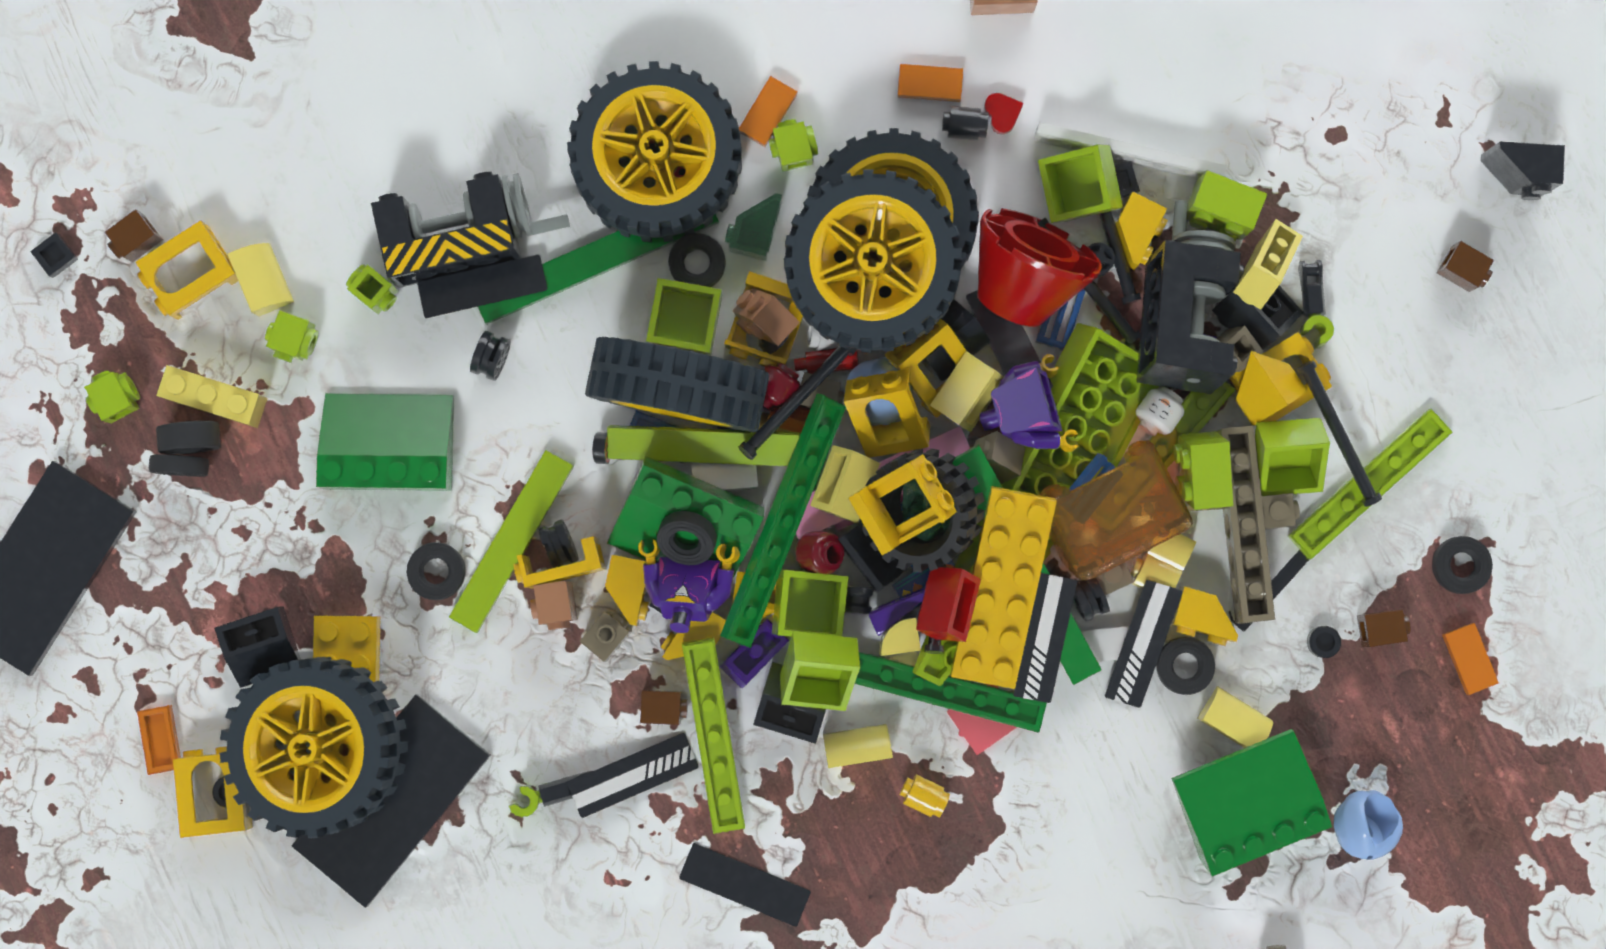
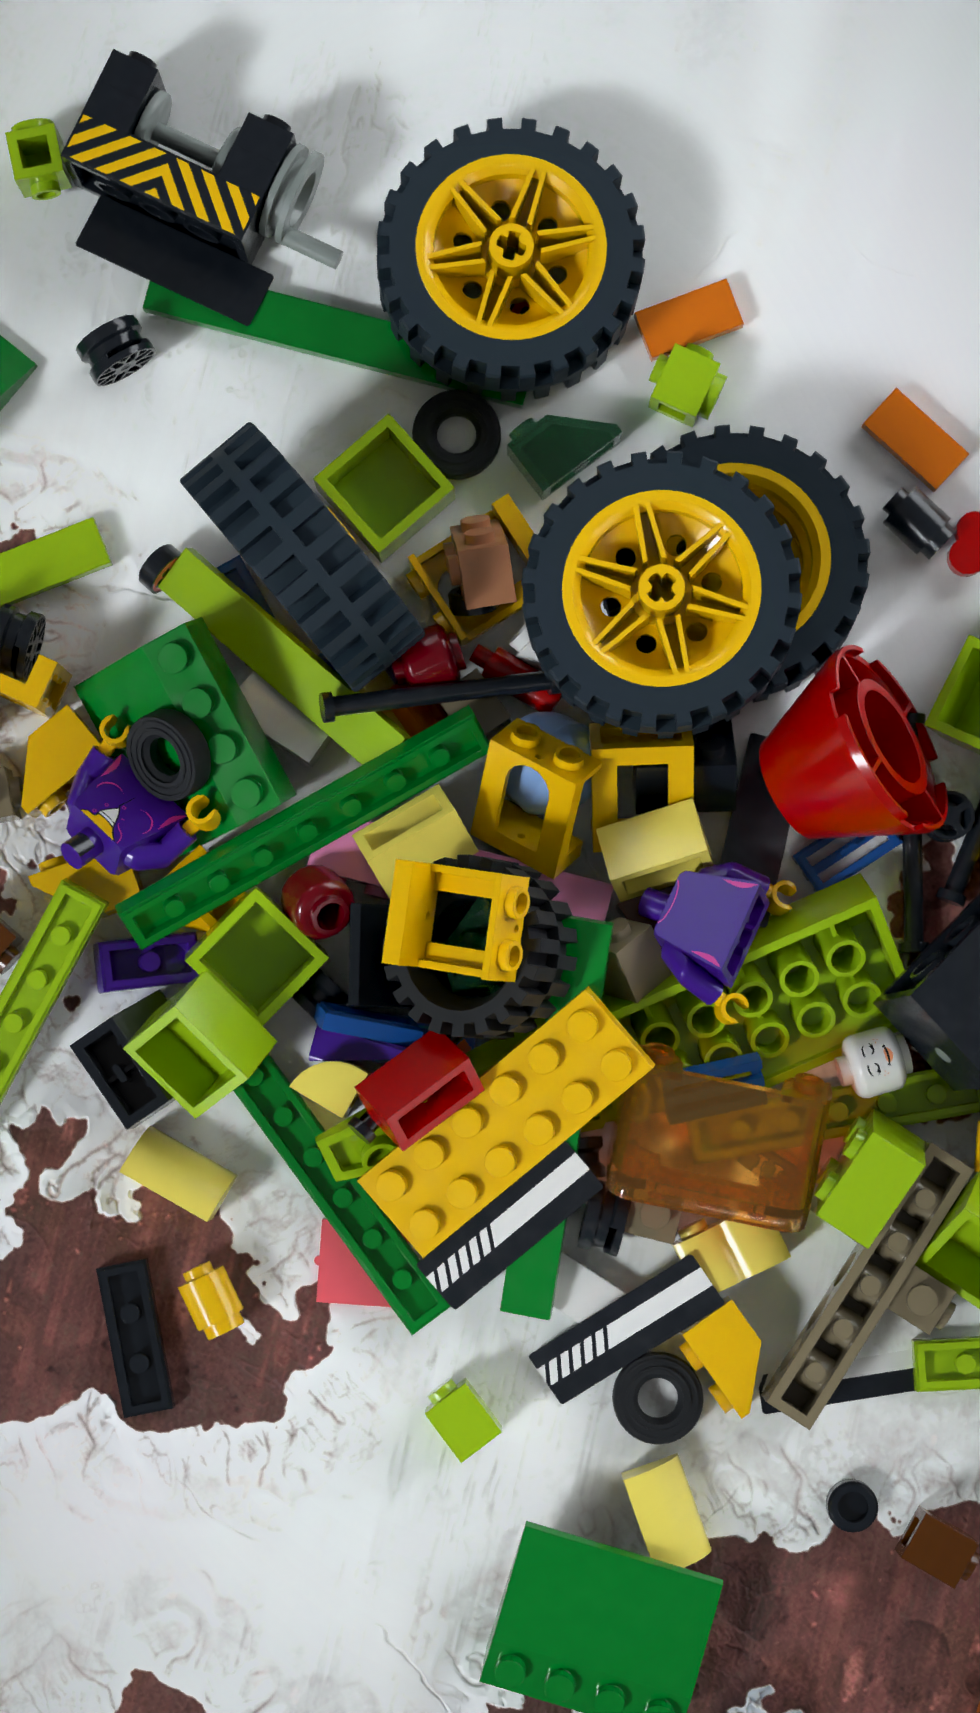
camera: 45 degrees right, 0 degrees up
(893, 594) = (367, 1024): none -> blue tile
(901, 846) = (135, 1338): none -> black tile
(1097, 754) = (461, 1418): none -> lime brick

